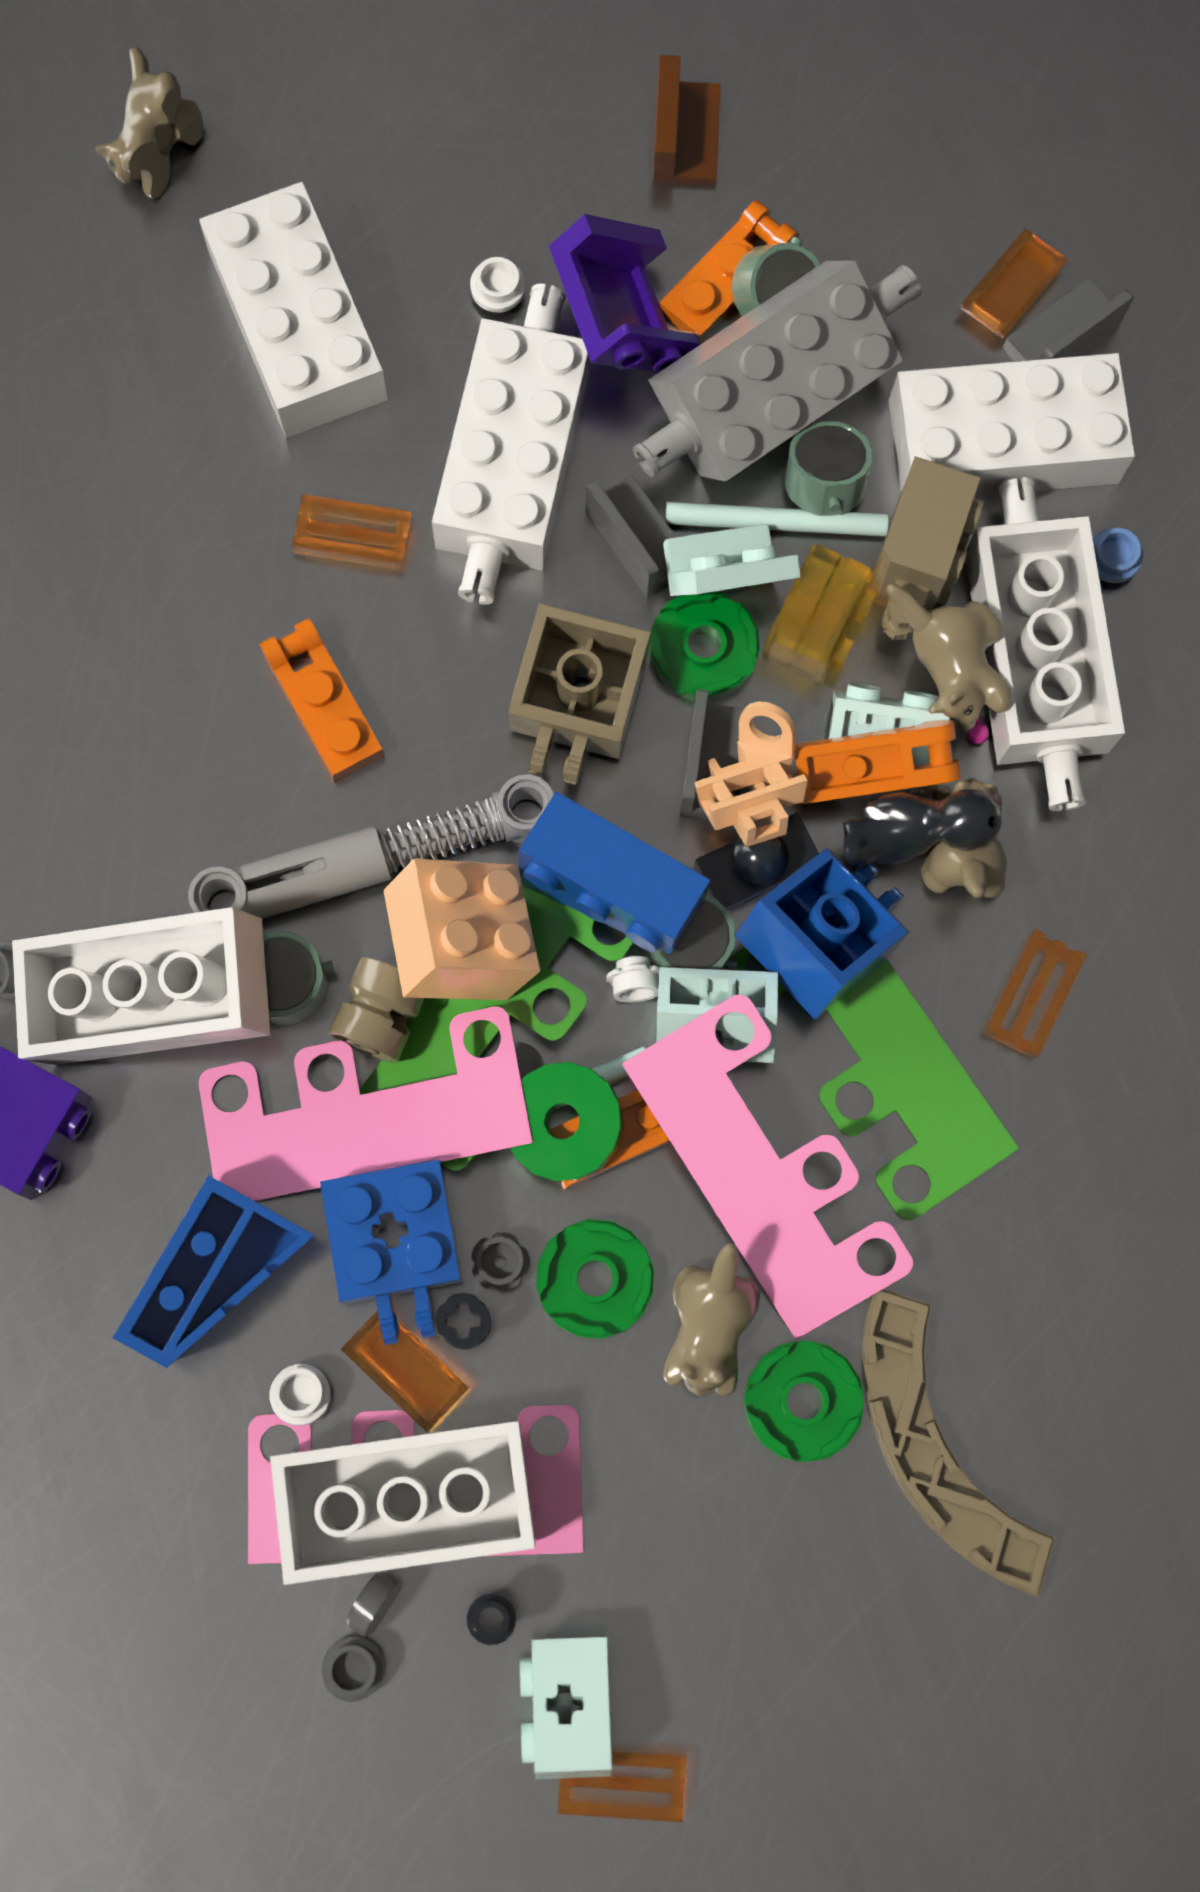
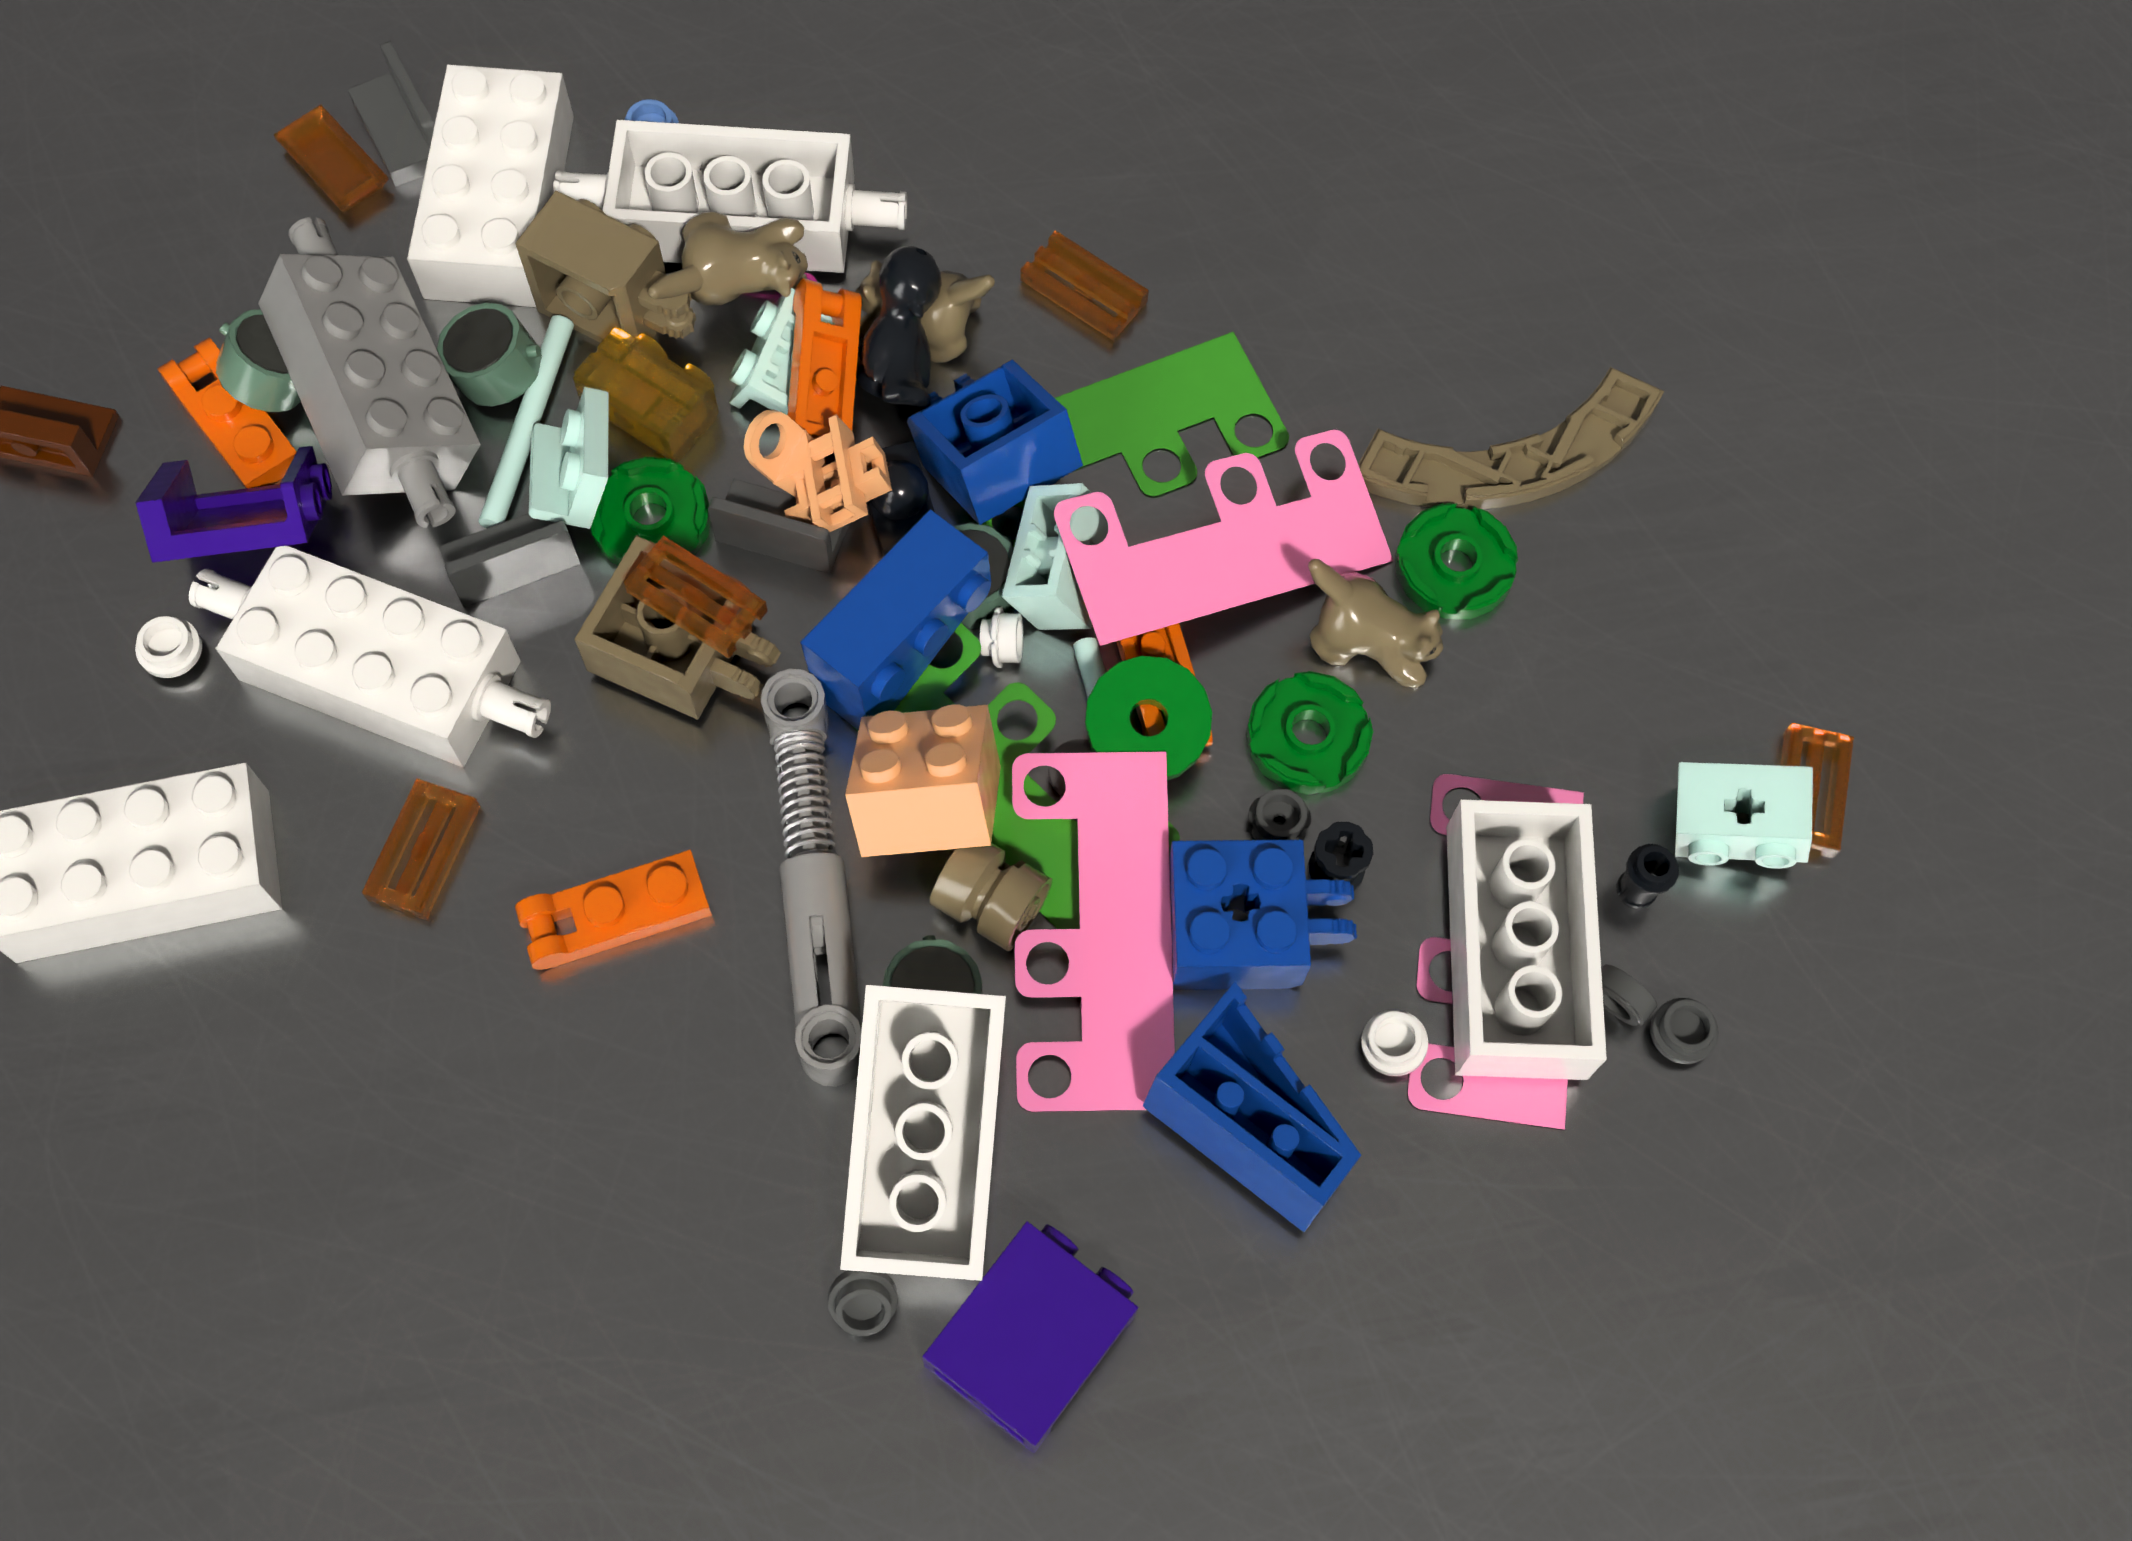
camera: 80 degrees left, 10 degrees down
(406, 1372) = (1386, 929): clear orange tile -> none
(575, 737) = (736, 625): none -> clear orange tile

